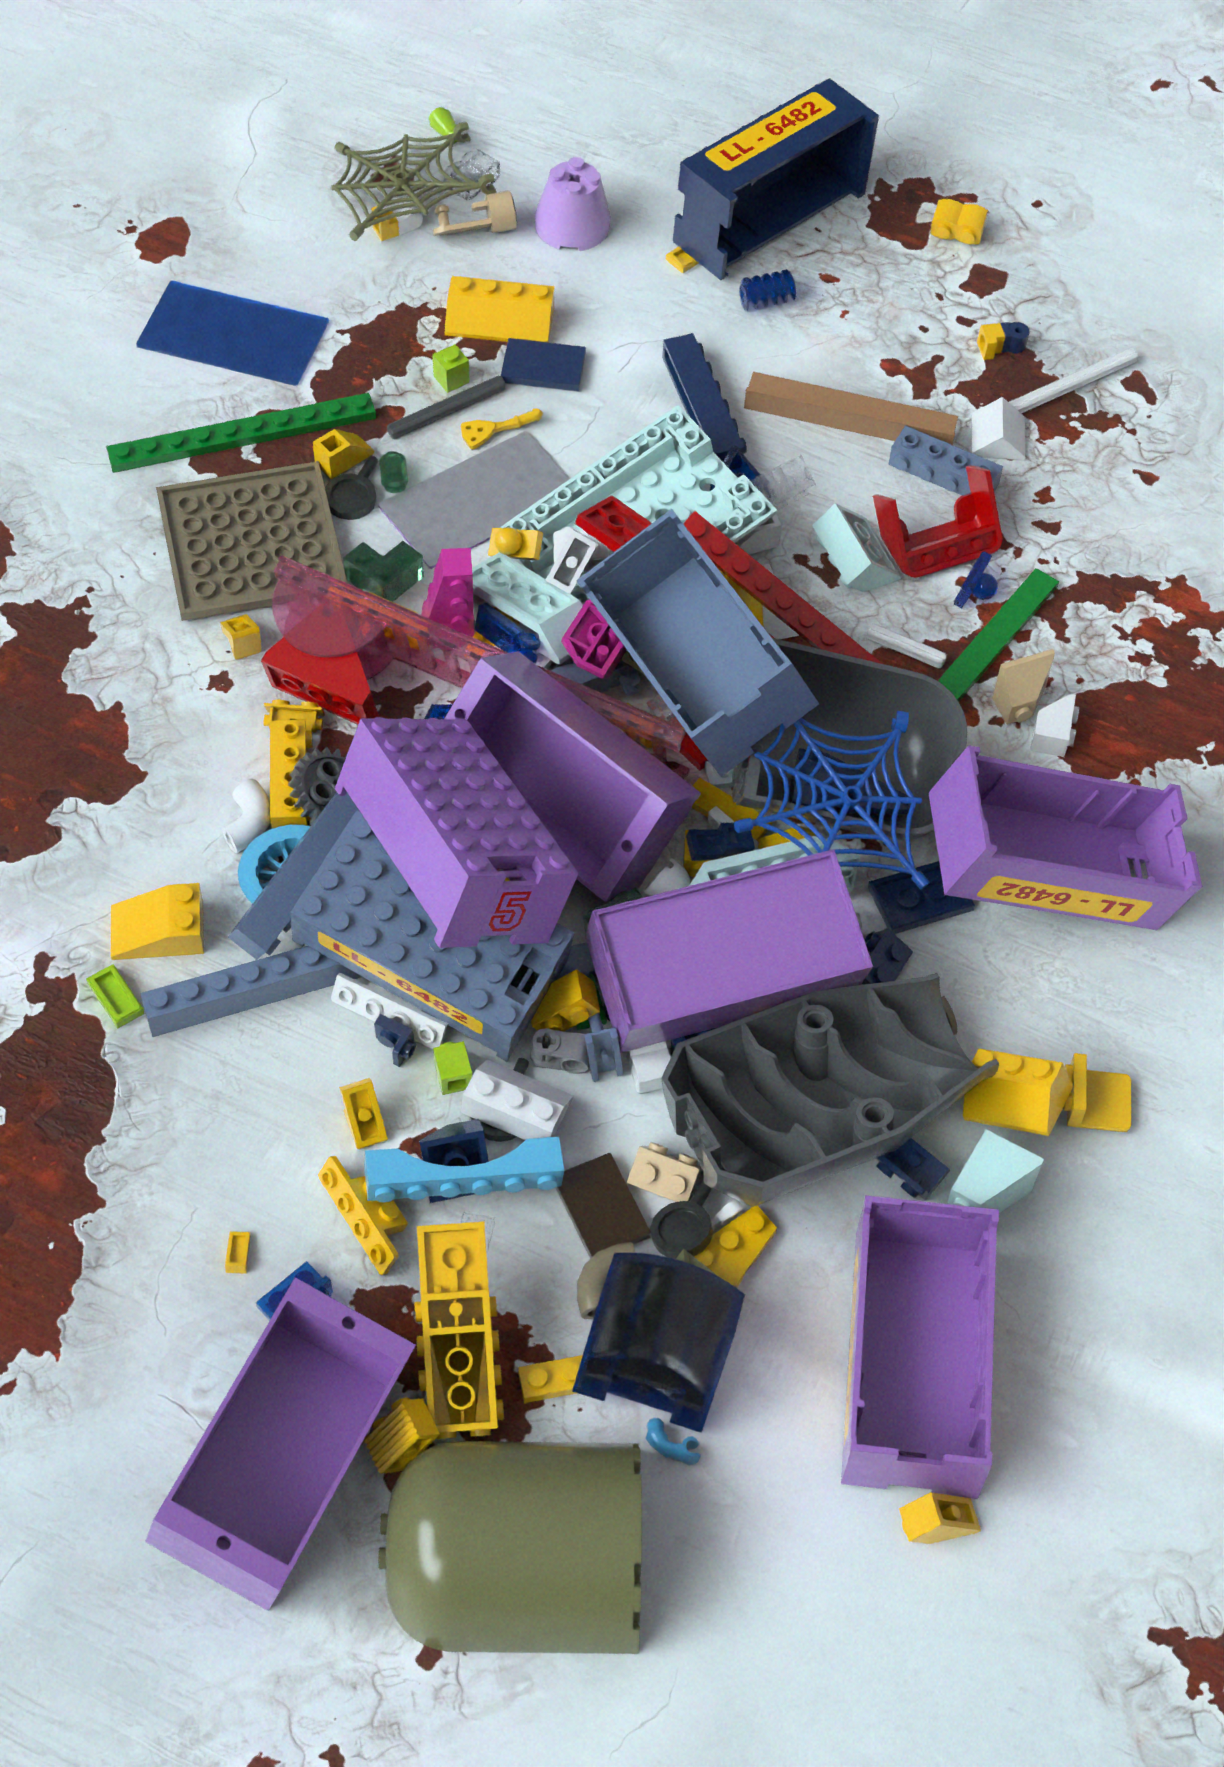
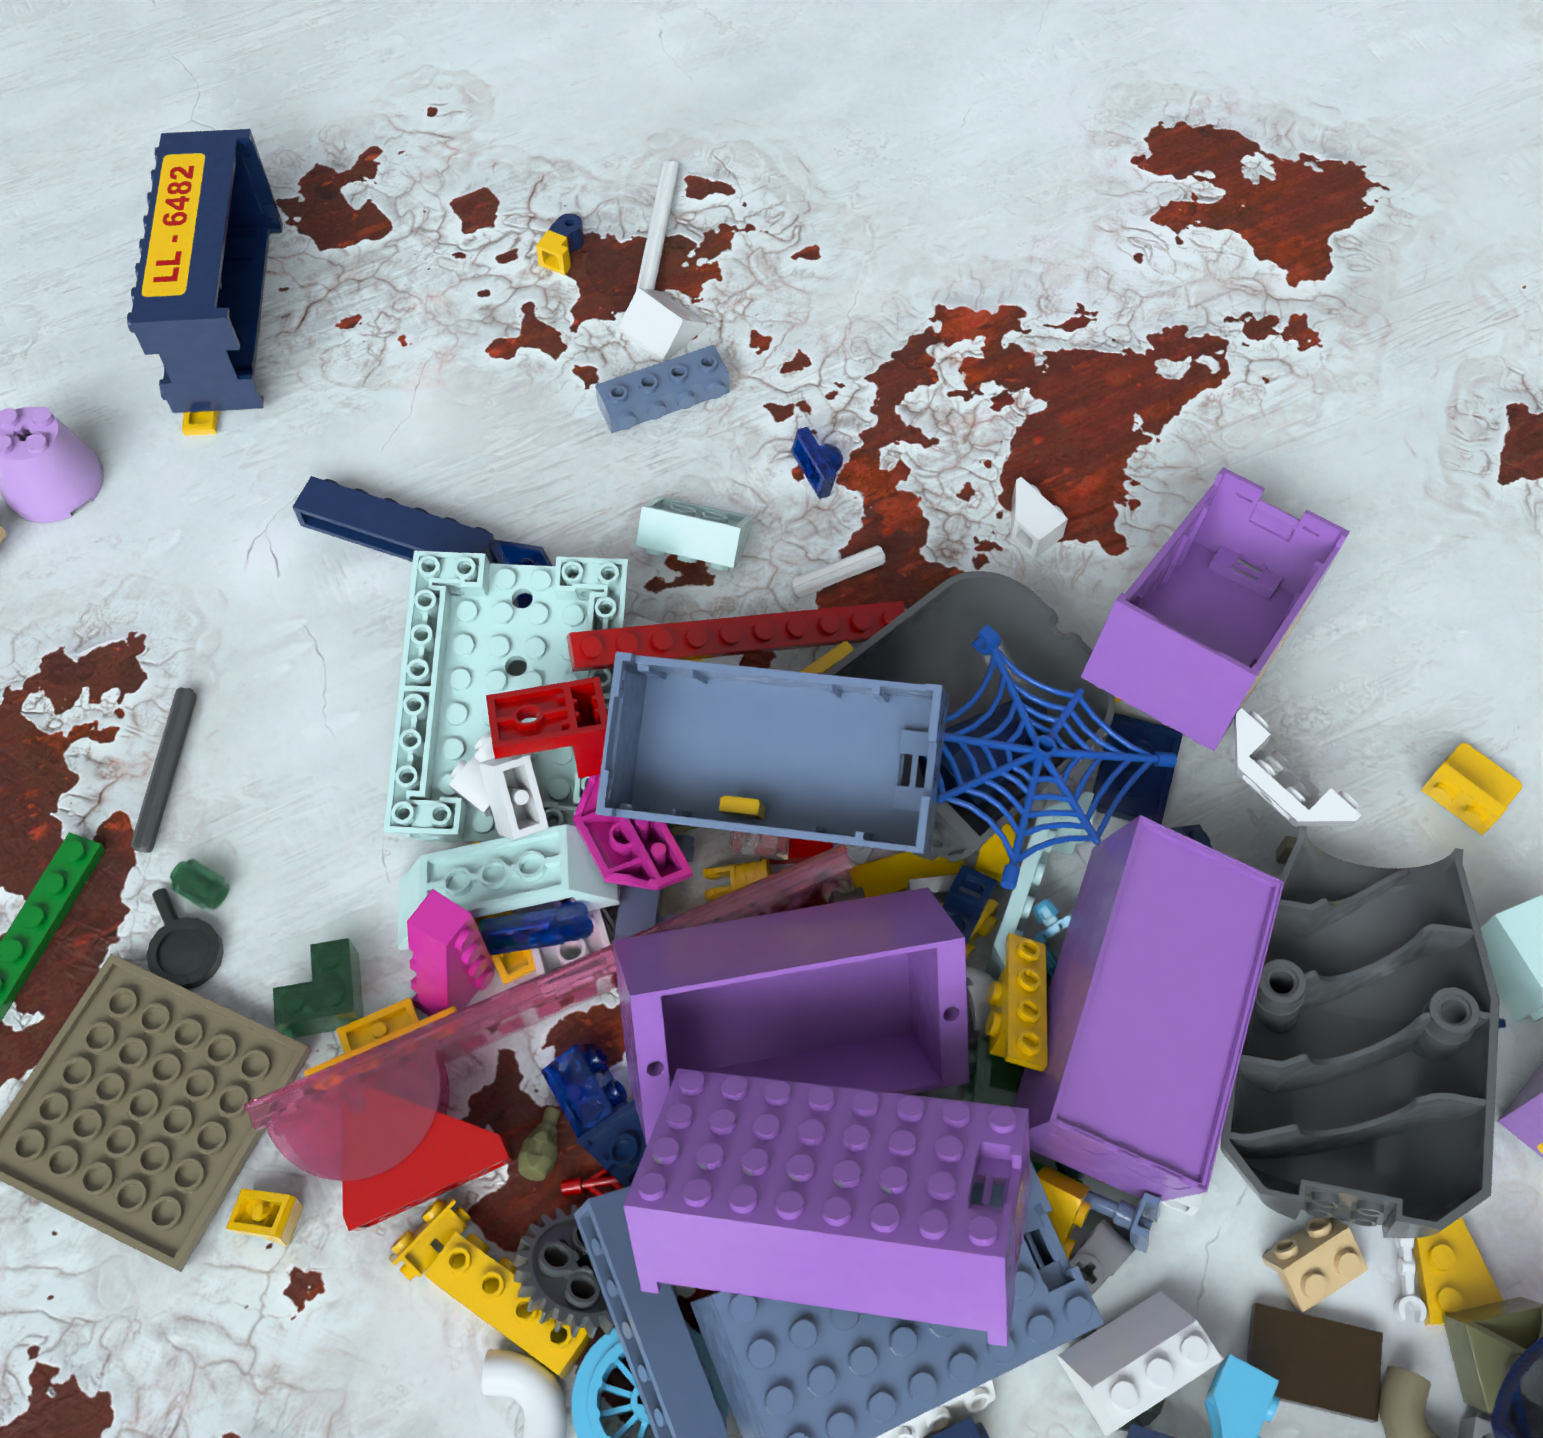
camera: 50 degrees left, 5 degrees up
(340, 451) = (122, 921): yellow slope -> none
(451, 368) = (123, 727): lime brick -> none
(452, 1067) = (1038, 1401): lime brick -> none
(473, 497) = (309, 827): flat silver piece -> none
(488, 428) = (234, 745): yellow piece -> none
(499, 310) = (96, 627): yellow slope -> none
(516, 543) = (424, 832): yellow tile -> none
(543, 364) = (202, 637): dark blue tile -> none
(657, 660) = (742, 807): none -> yellow tile
(669, 881) = (1020, 1005): none -> yellow bracket
(683, 1226) = (1400, 1292): pearl dark grey piece -> none
(767, 287) = (318, 377): clear blue piece -> none
(785, 482) = (563, 530): clear brick -> none
(844, 409) = (522, 420): medium nougat tile -> none
(948, 544) = (752, 444): red windscreen -> none
(959, 221) = (396, 177): yellow brick -> none
(964, 946) = (1274, 781): none -> white wedge
(998, 633) = (890, 499): green tile -> none
(1021, 1095) = (1456, 825): yellow slope -> none
(1022, 686) = (978, 513): tan slope -> none

